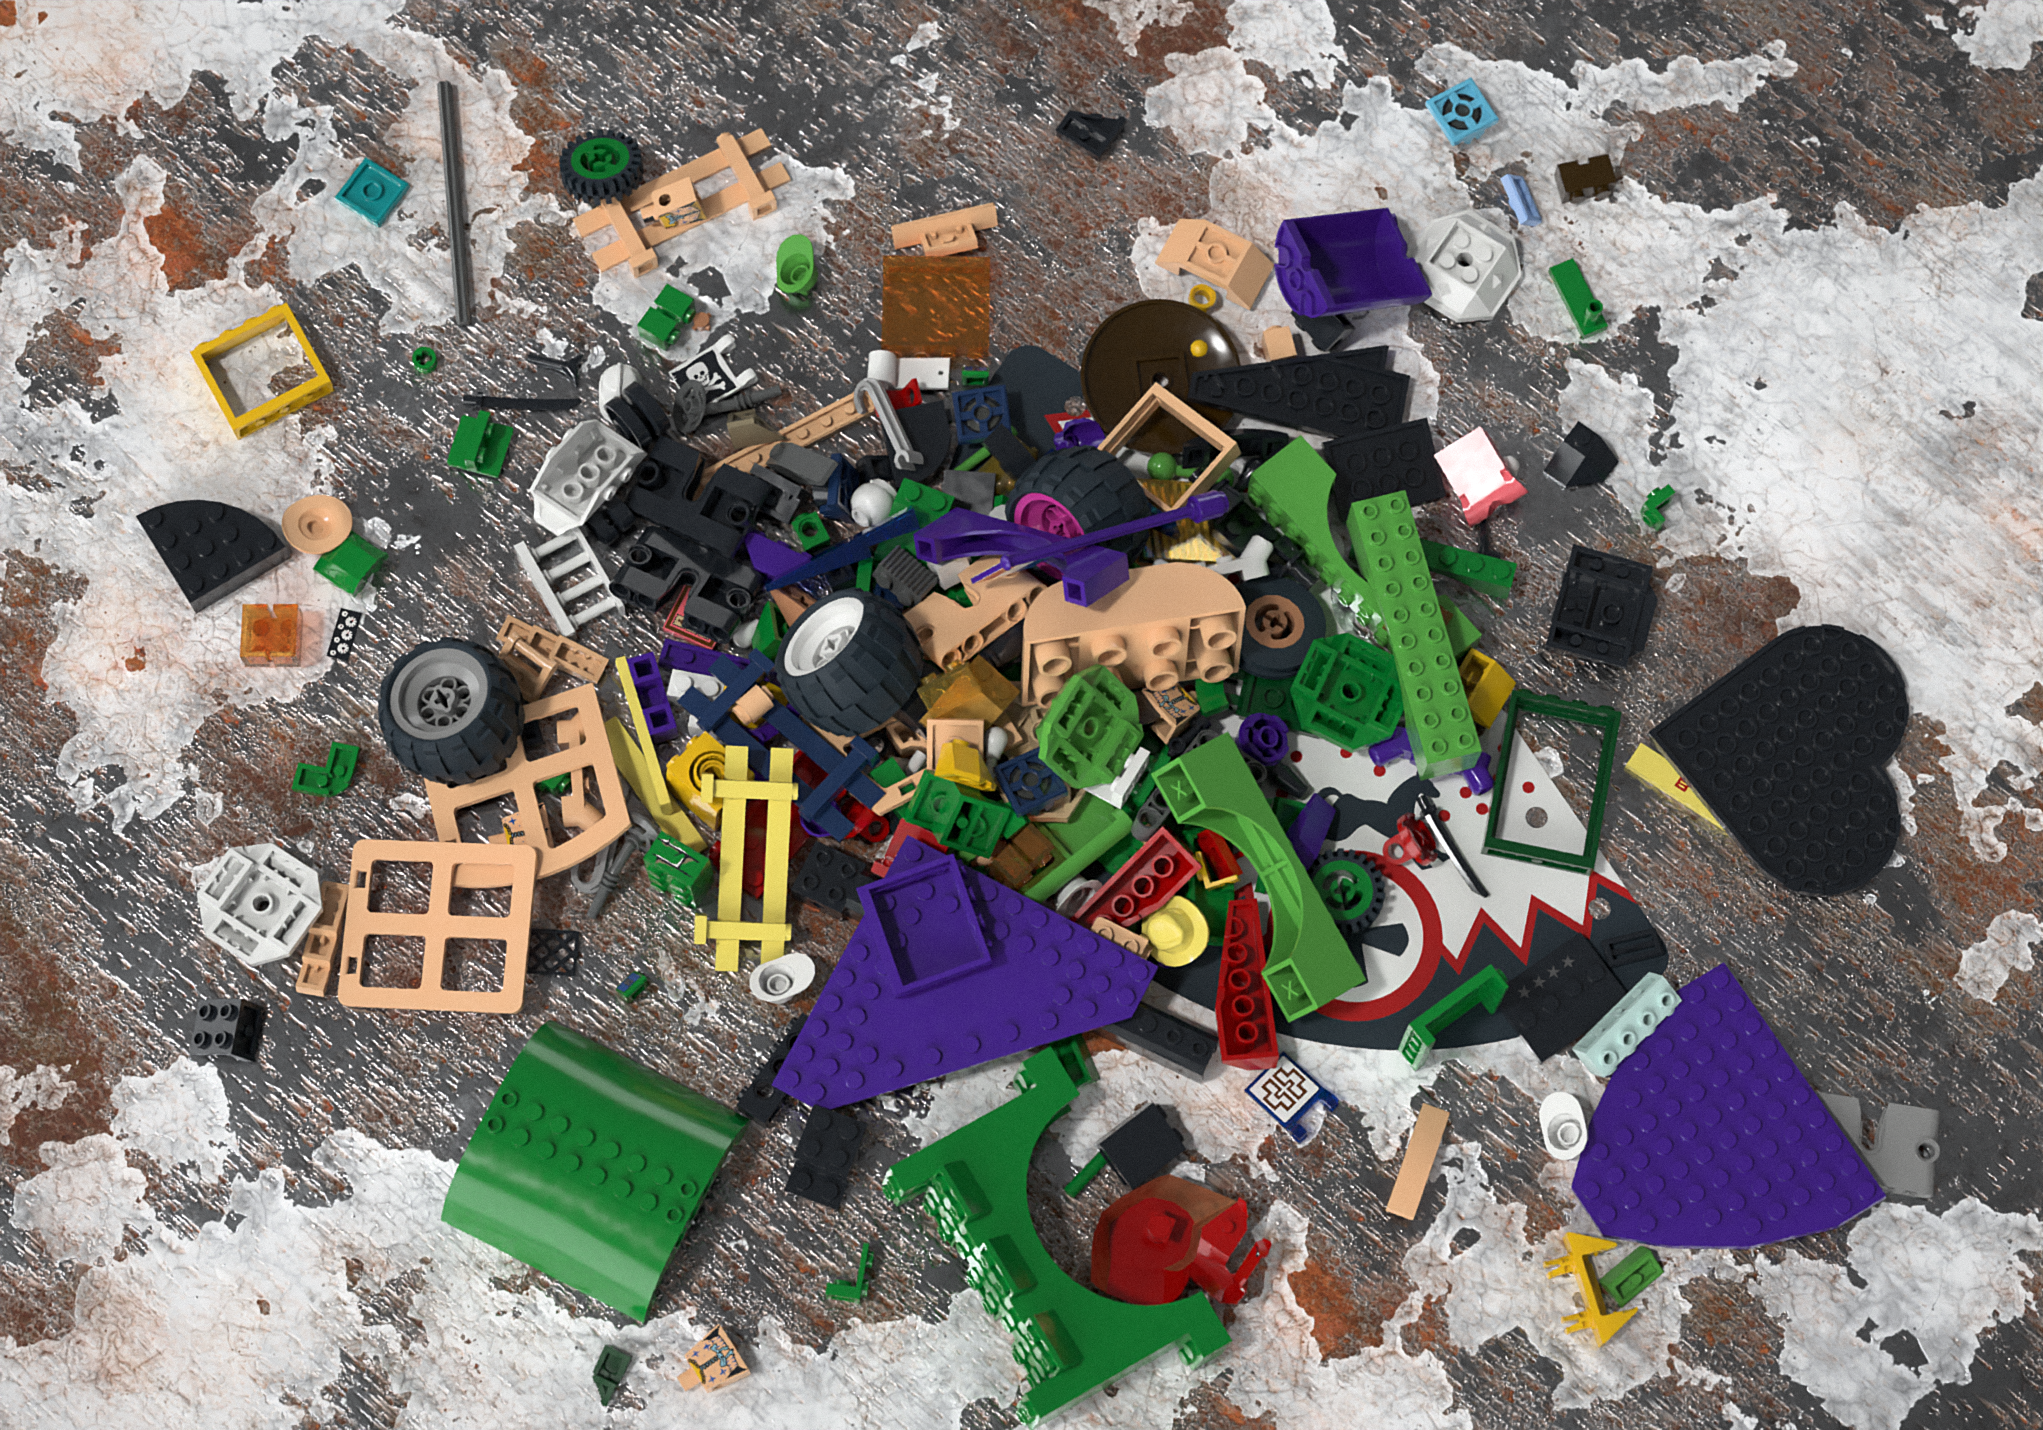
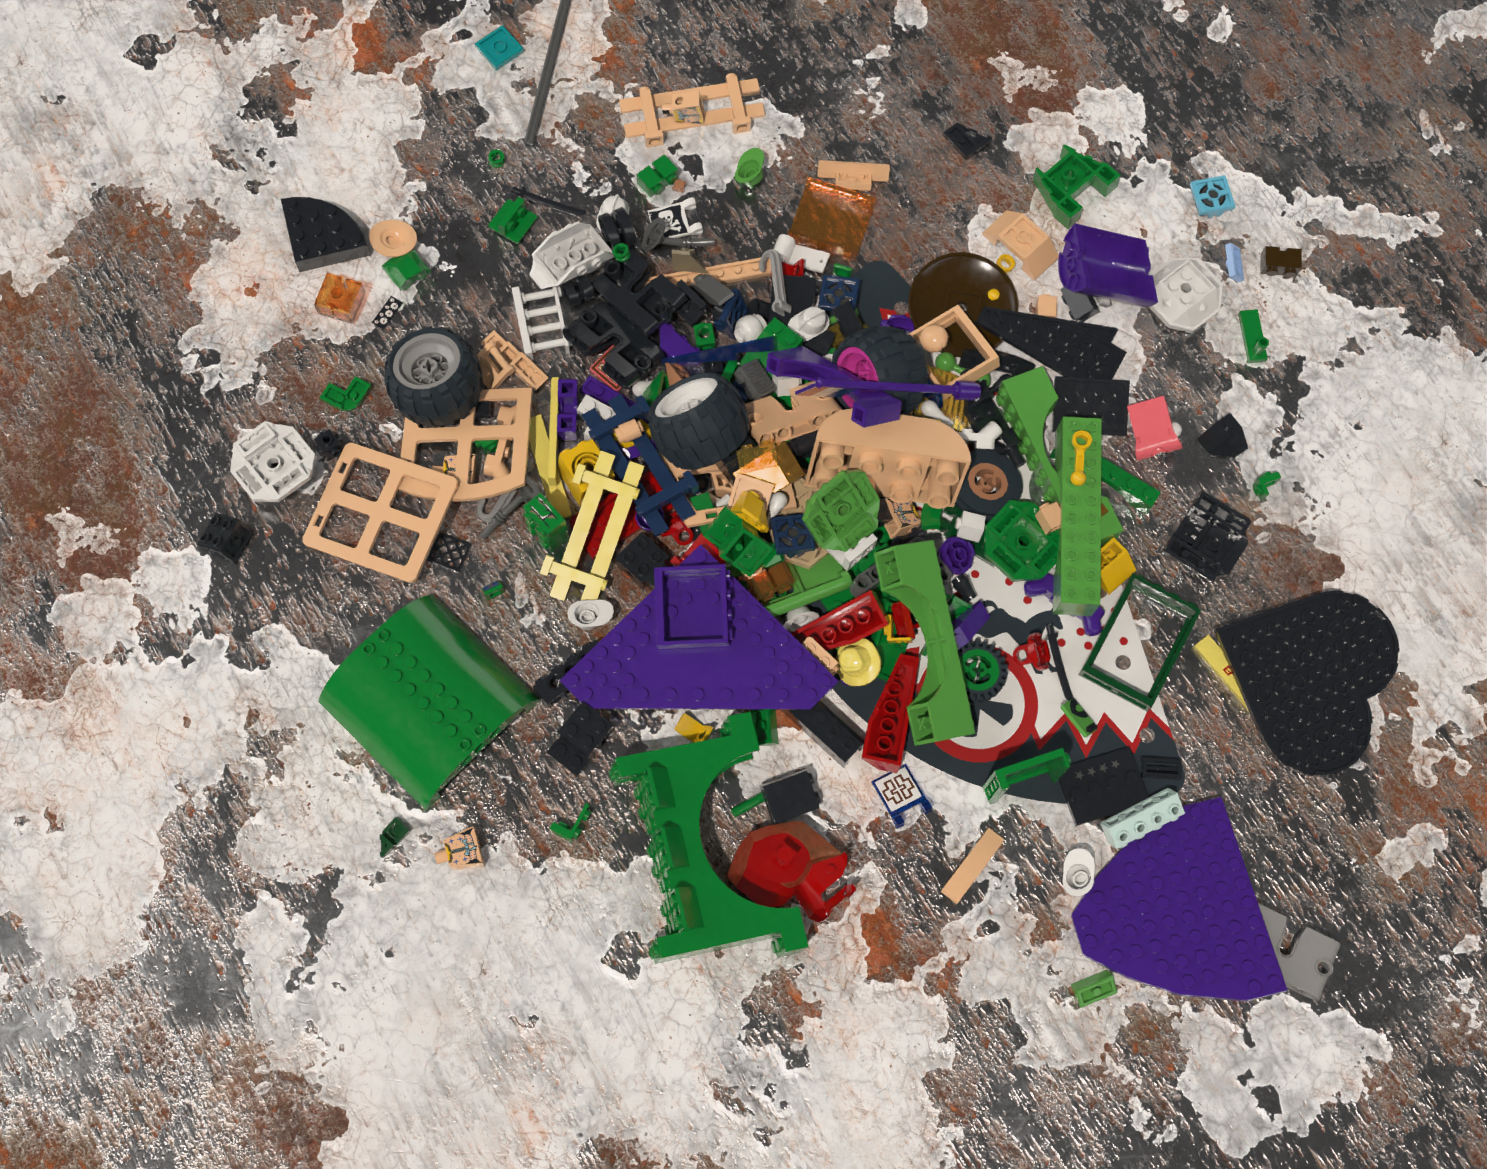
camera: 15 degrees right, 0 degrees up
(279, 406) = (395, 159): yellow window -> none
(323, 940) = (305, 499): light nougat slope -> none
(334, 859) = (328, 444): none -> black brick
(567, 367) = (585, 189): black piece -> none
(604, 178) = (647, 71): black wheel -> none
(656, 440) = (621, 257): none -> green bush
(954, 469) = (809, 323): none -> white piece
(976, 1095) = (692, 729): none -> yellow bracket
(1137, 442) = (934, 338): none -> light nougat hair
(1166, 545) = (931, 409): none -> white piece
(1254, 148) = (1069, 179): none -> green wedge
(1270, 692) = (970, 526): none -> white brick
(1374, 647) = (1049, 517): none -> light nougat brick
(1398, 583) = (1078, 476): none -> yellow piece
(1483, 542) = (1143, 471): black bar -> none
(1500, 913) = (1079, 718): none -> bright green slope
(1578, 1250) = (1061, 1006): yellow hose -> none

